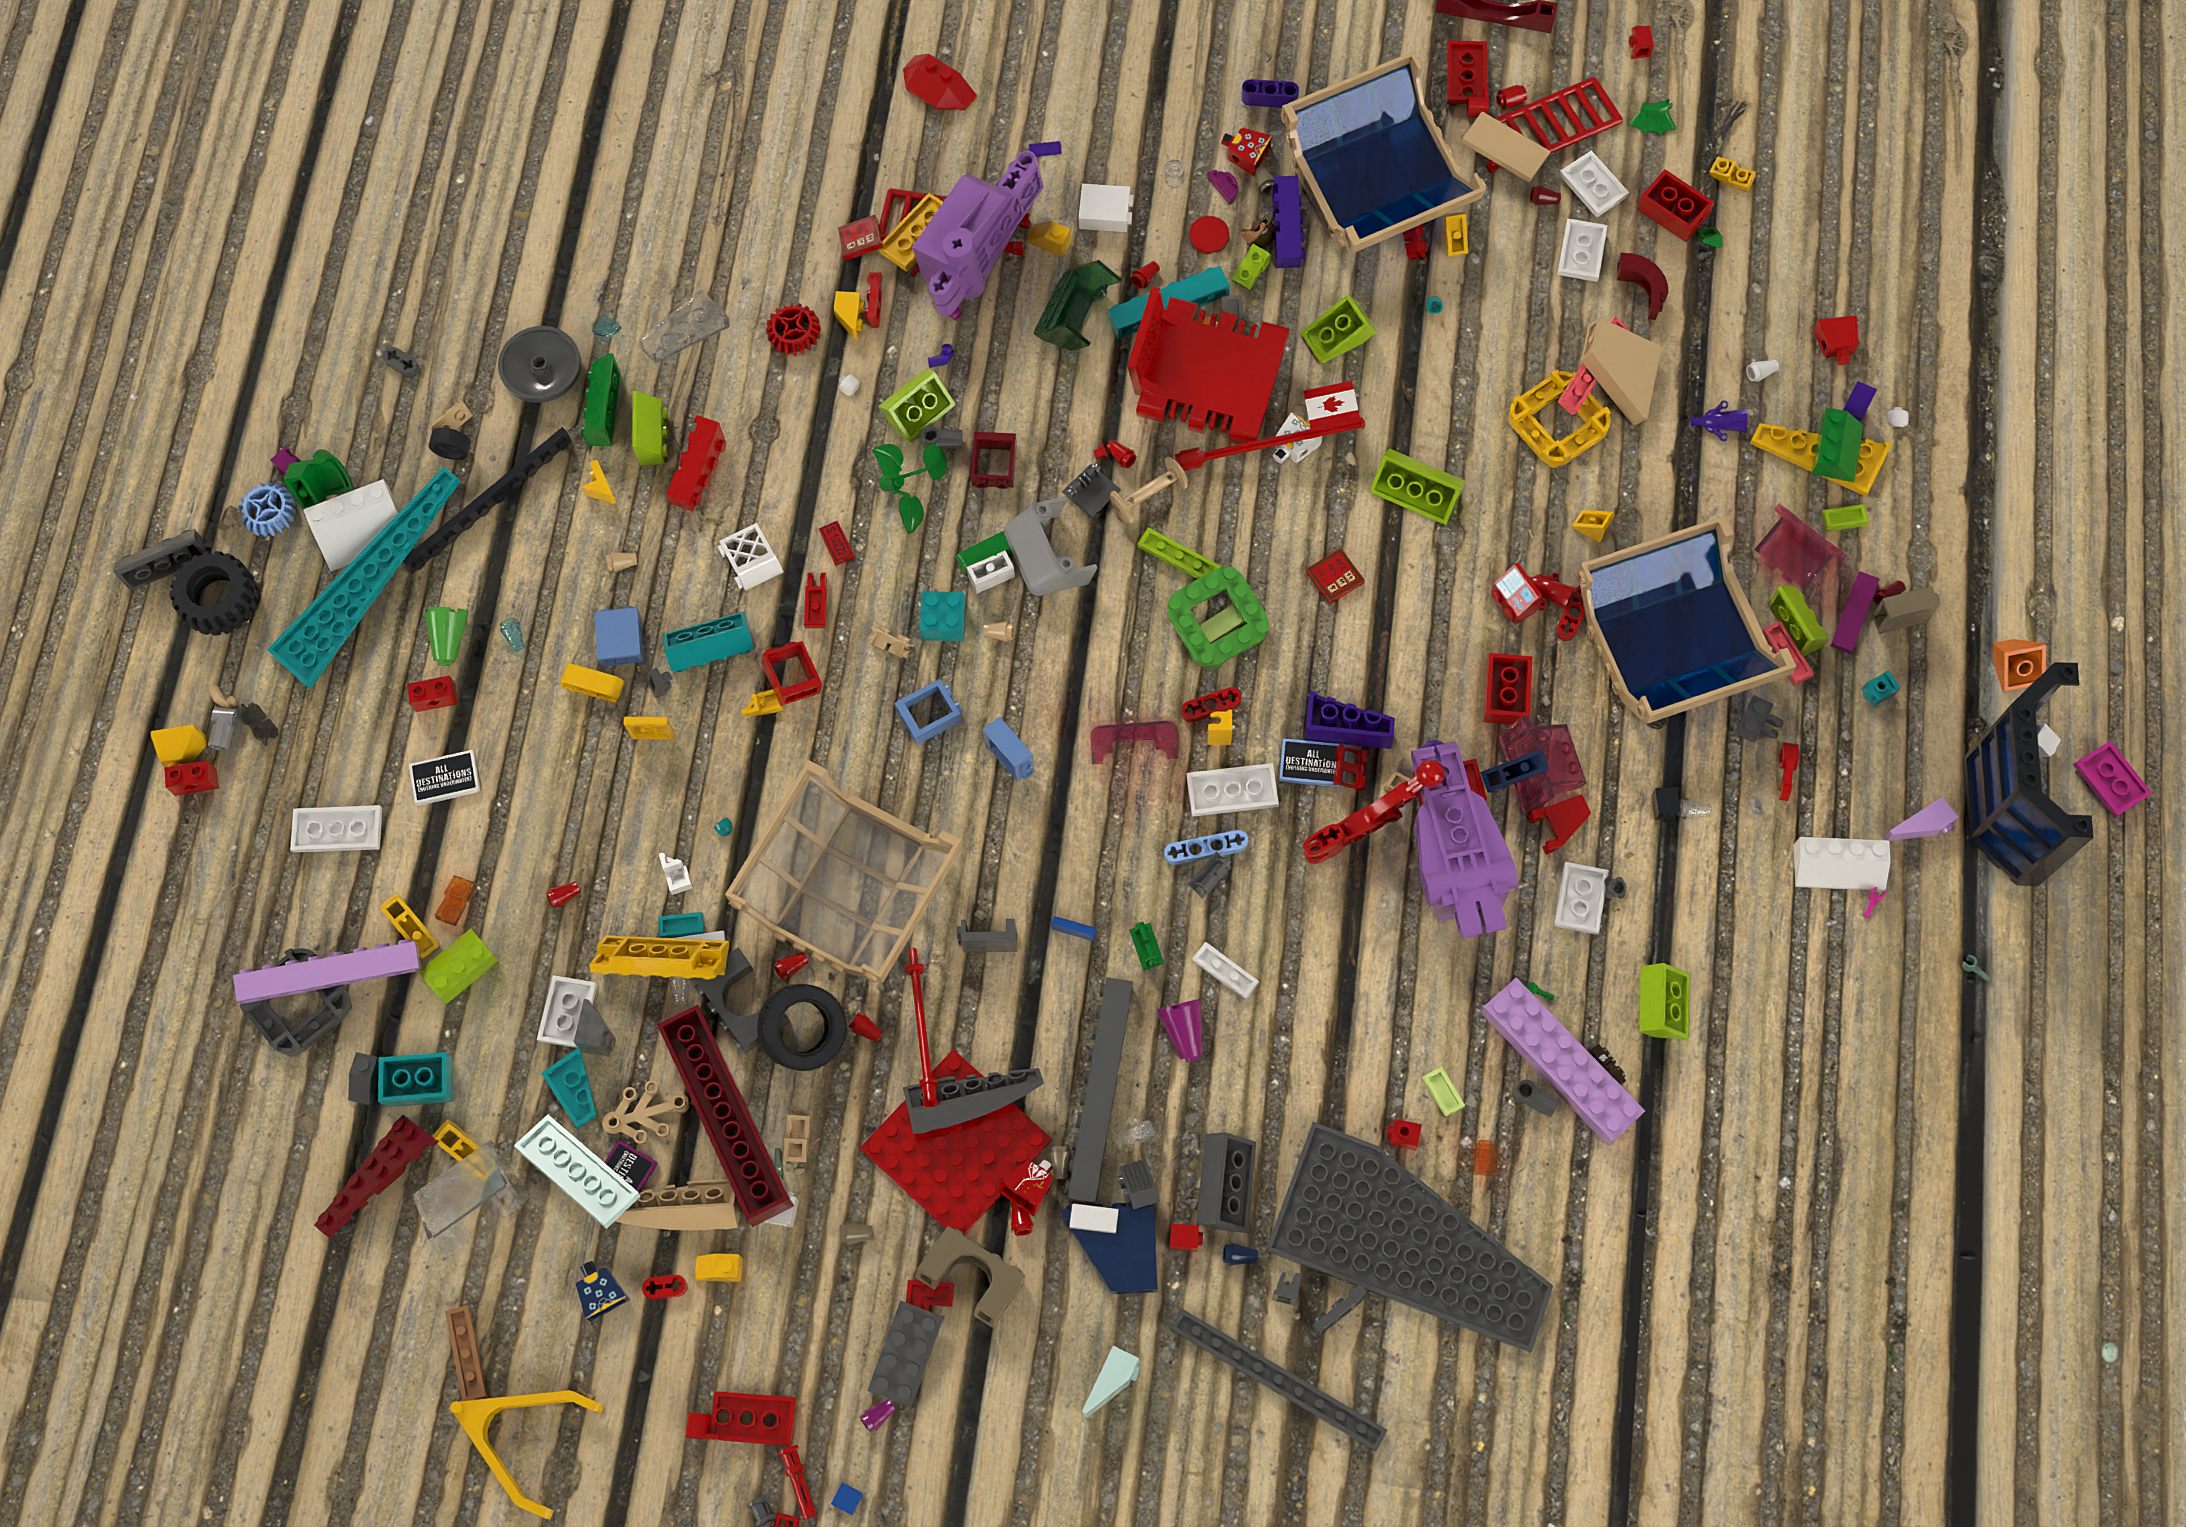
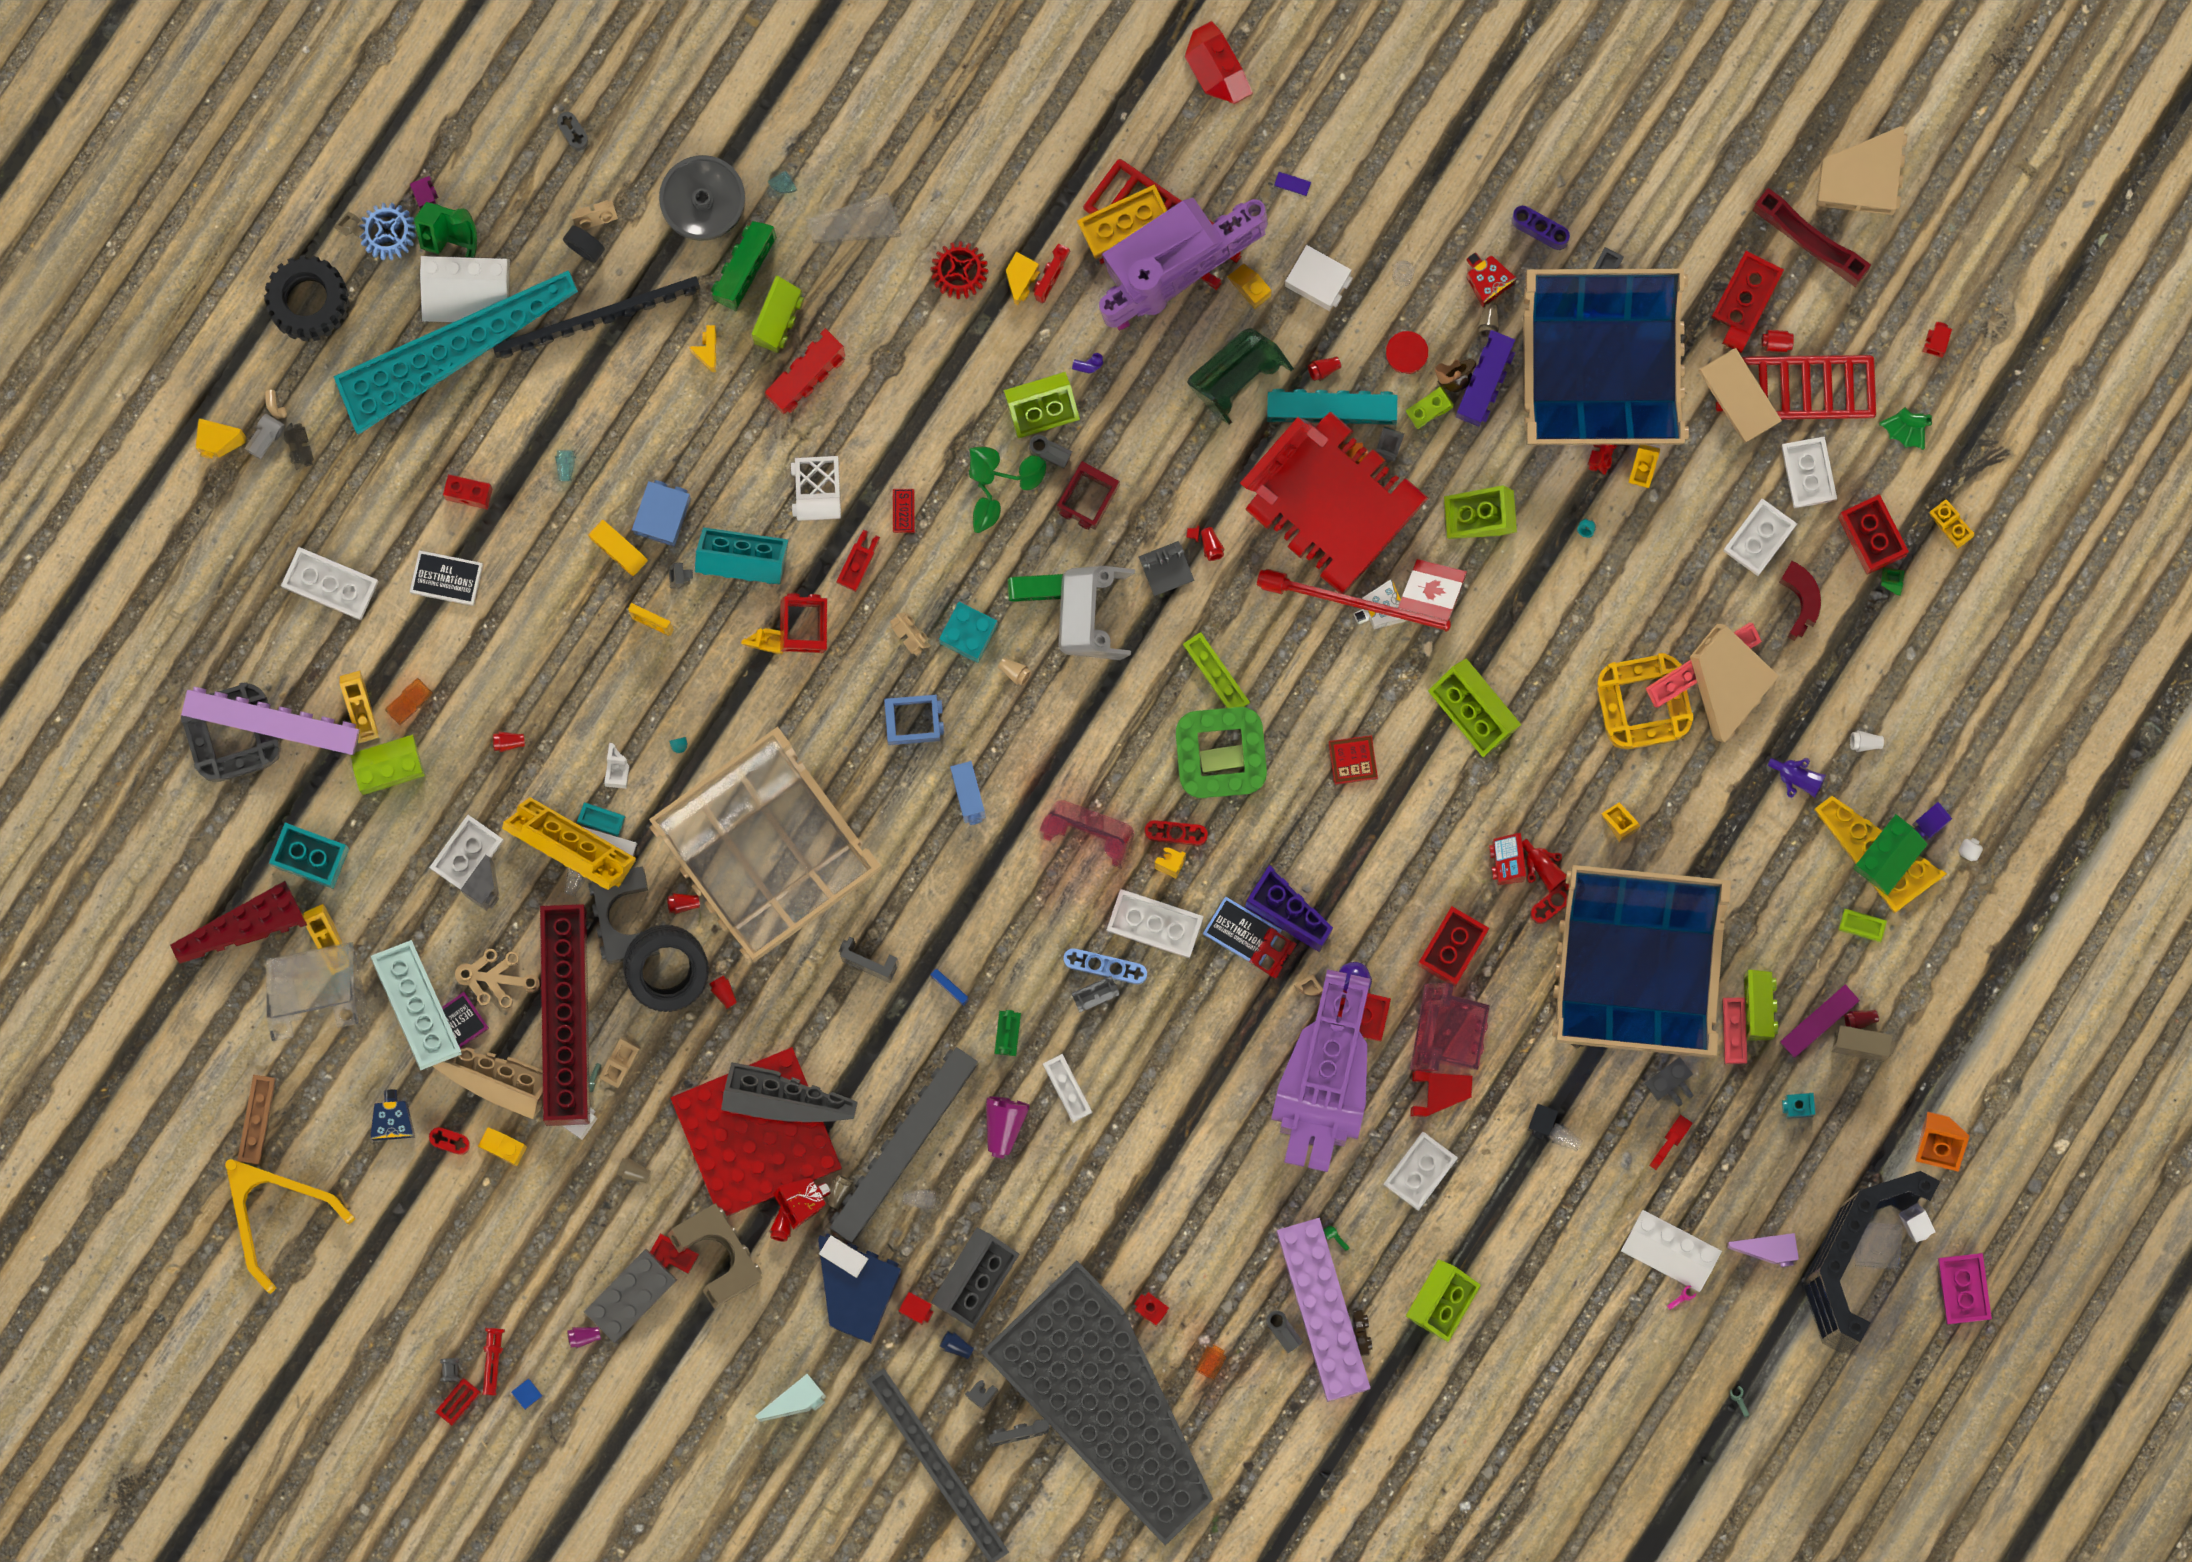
camera: 25 degrees right, 10 degrees up
(159, 560) = (270, 238): dark grey slope -> none
(190, 778) = (217, 473): red brick -> none
(363, 1078) = (264, 832): dark grey slope -> none
(445, 632) = (503, 437): bright green cone -> none
(572, 1087) = (442, 926): teal wing -> none
(619, 561) = (694, 437): tan cone -> none
(709, 1428) = (456, 1291): red hinge -> none
(849, 384) = (988, 351): white piece -> none
(860, 237) = (1066, 201): red tile -> none
(928, 1083) = (753, 1073): red bar -> none
(990, 572) = (1032, 610): white brick -> none
(1138, 1183) = (897, 1244): dark grey brick -> none
(1177, 475) = (1217, 596): tan hose -> none
(1225, 184) = (1449, 304): magenta tile -> none
(1372, 817) = (1259, 1012): red piece -> none
(1443, 1091) = (1206, 1287): yellowish green tile -> none
(1515, 771) = (1414, 1029): dark blue slope -> none
(1543, 196) = (1753, 463): dark red cone -> none
(1620, 887) = (1460, 1178): dark grey plate -> none
(1797, 549) = (1798, 936): clear pink windscreen -> none
(1837, 337) = (1956, 743): red torso -> none

